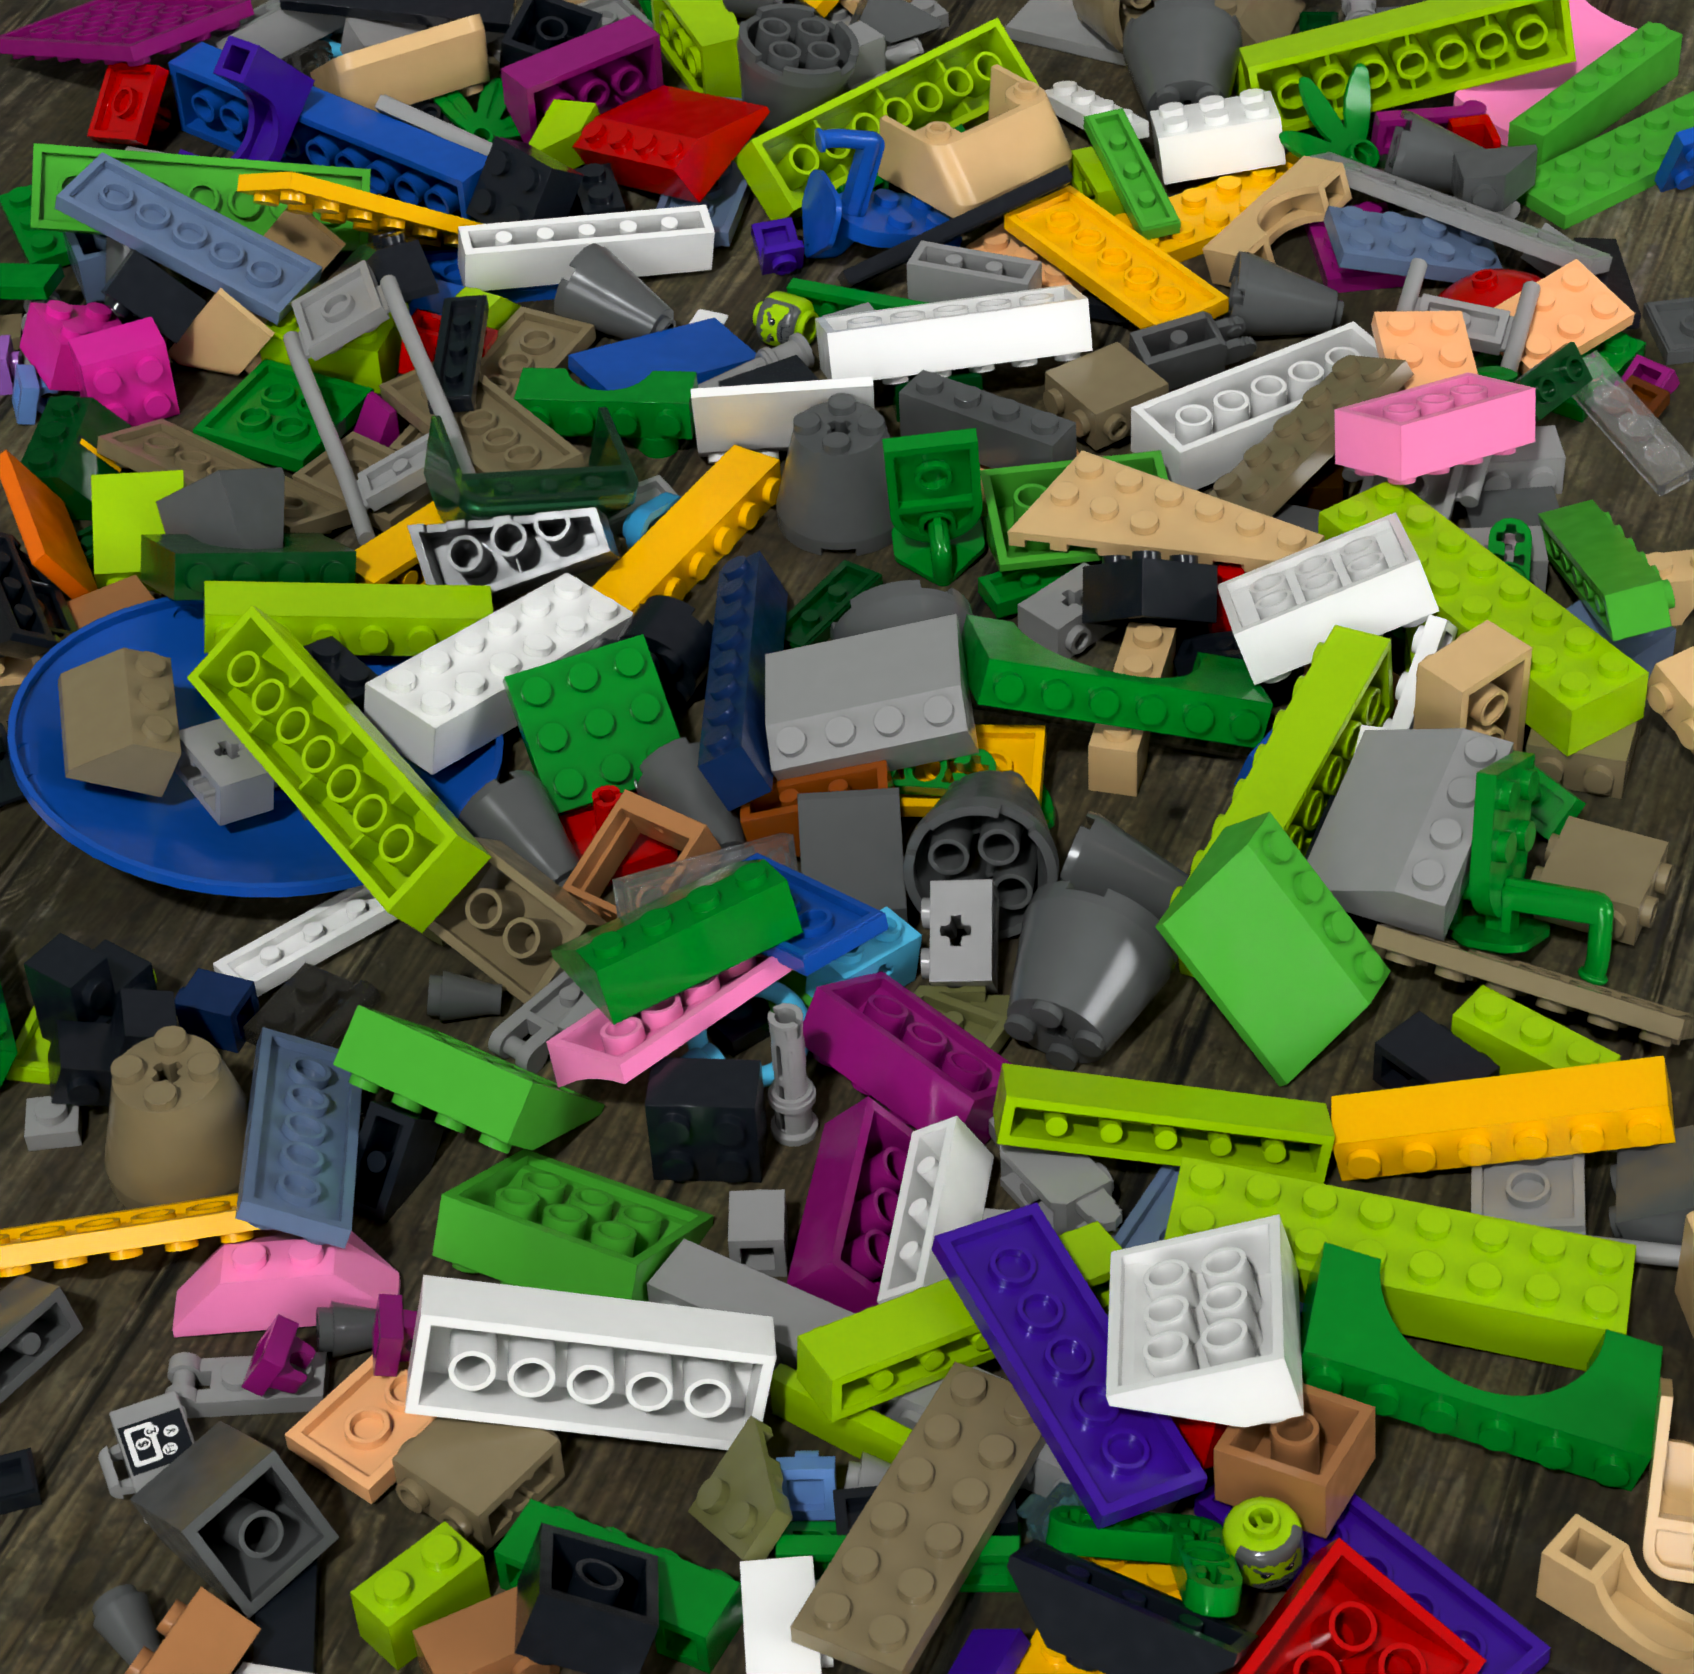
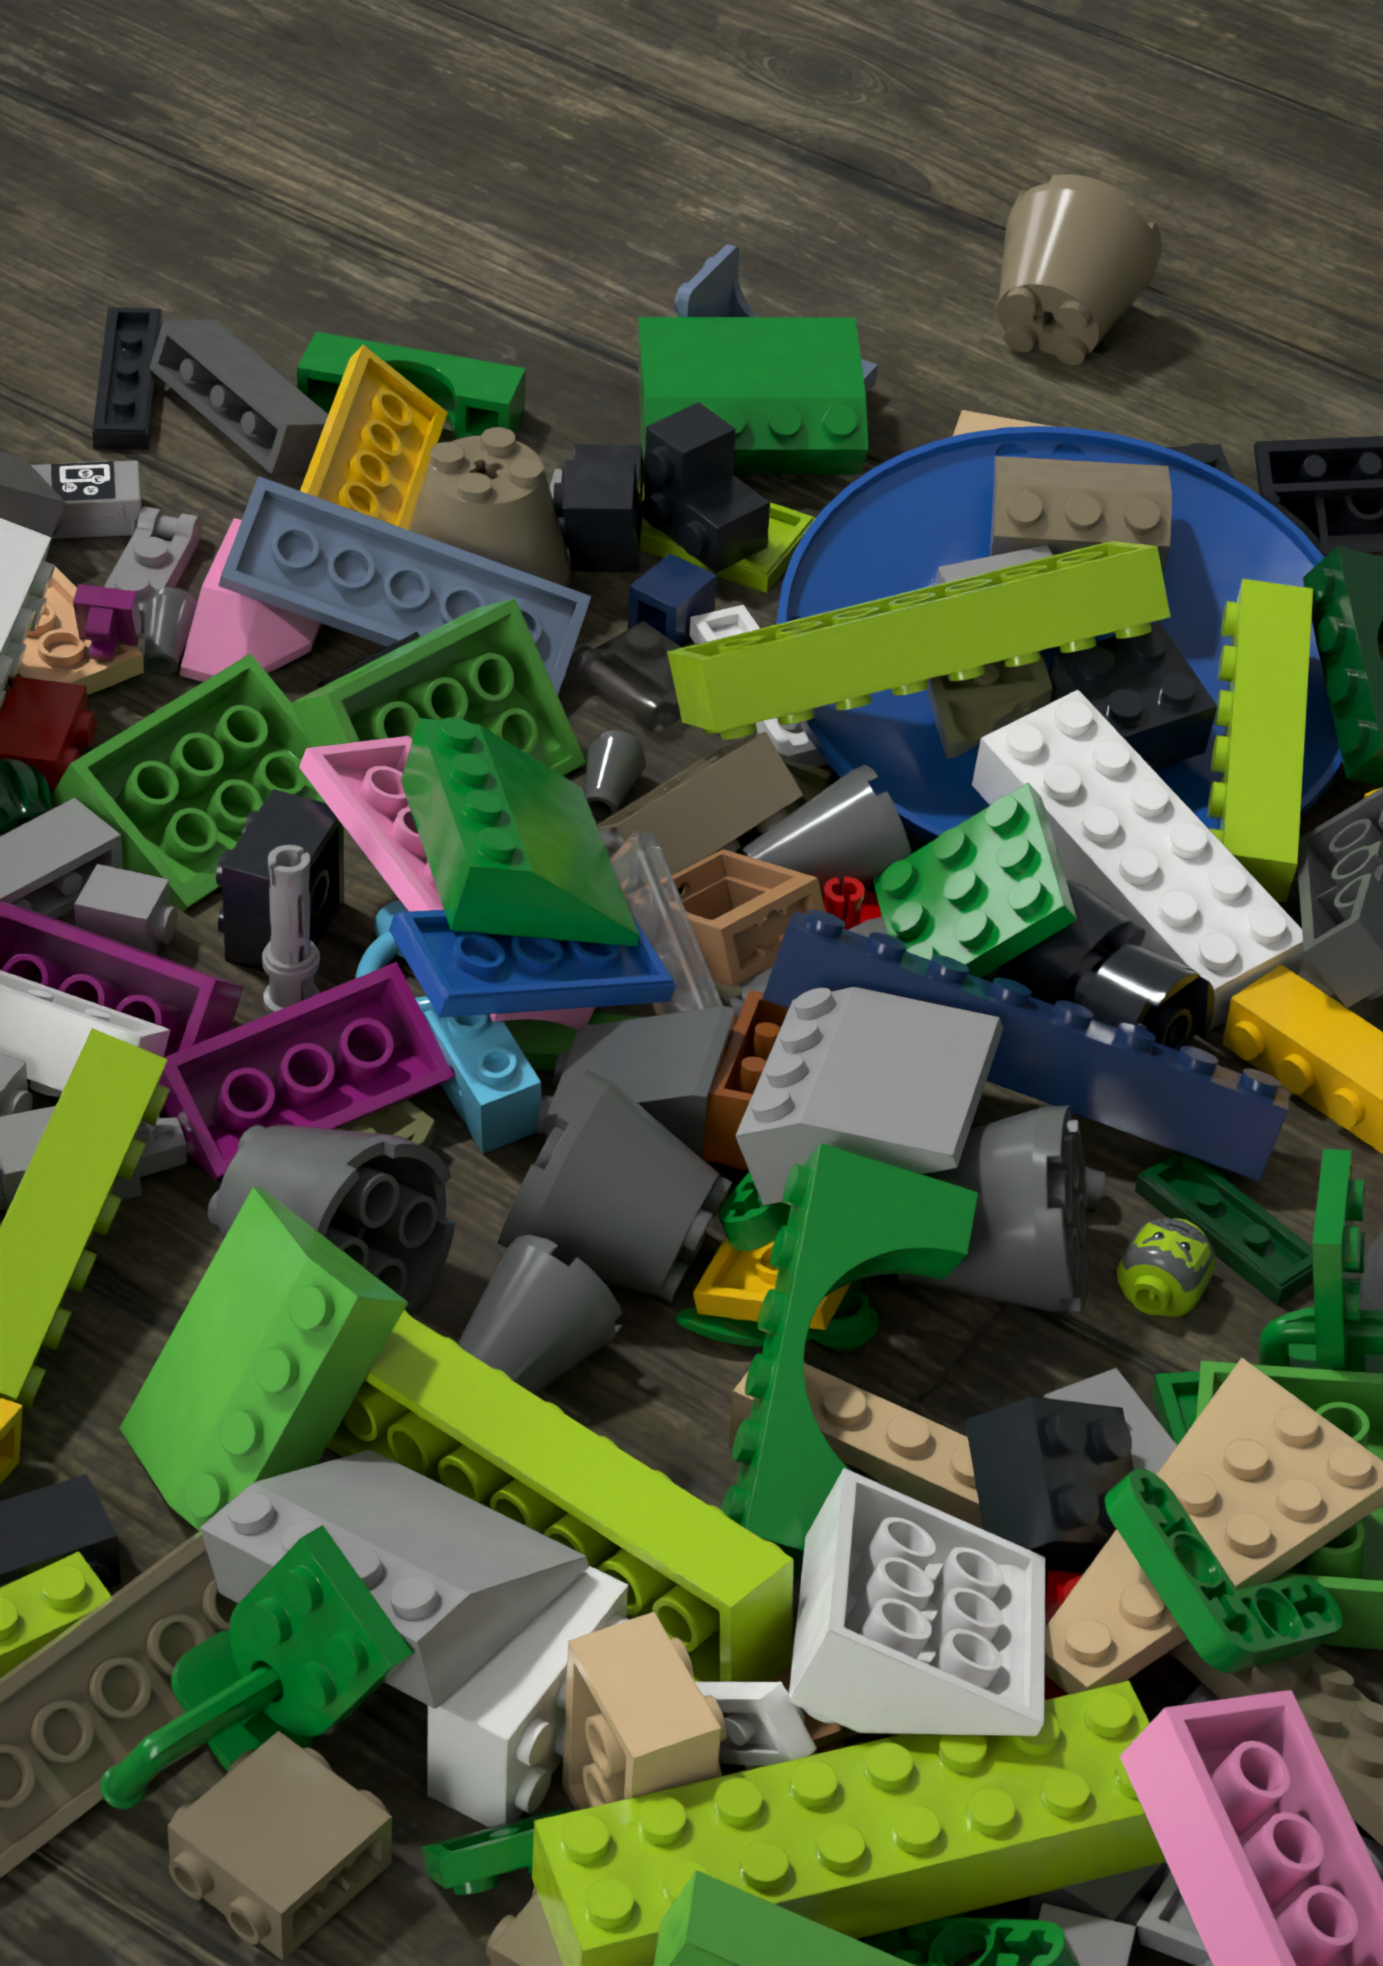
camera: 100 degrees right, 0 degrees up
(273, 1356) = (125, 543): magenta tile -> none
(965, 906) = (483, 1145): light grey brick -> none
(1231, 488) = (1223, 1624): none -> green beam

